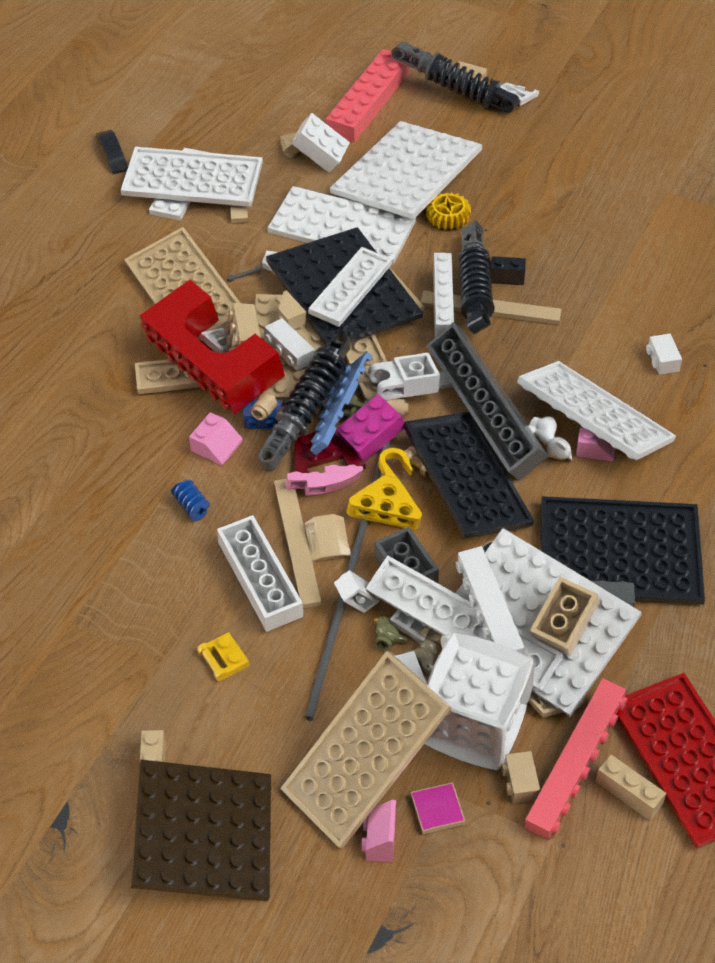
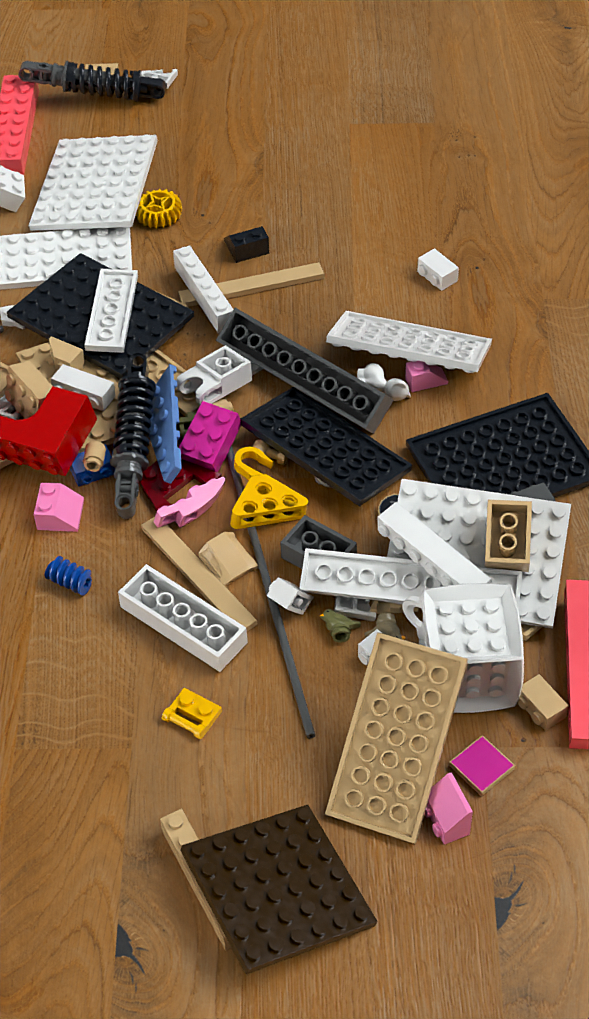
camera: 25 degrees left, 0 degrees up
(475, 279) = (225, 262): black piece -> none

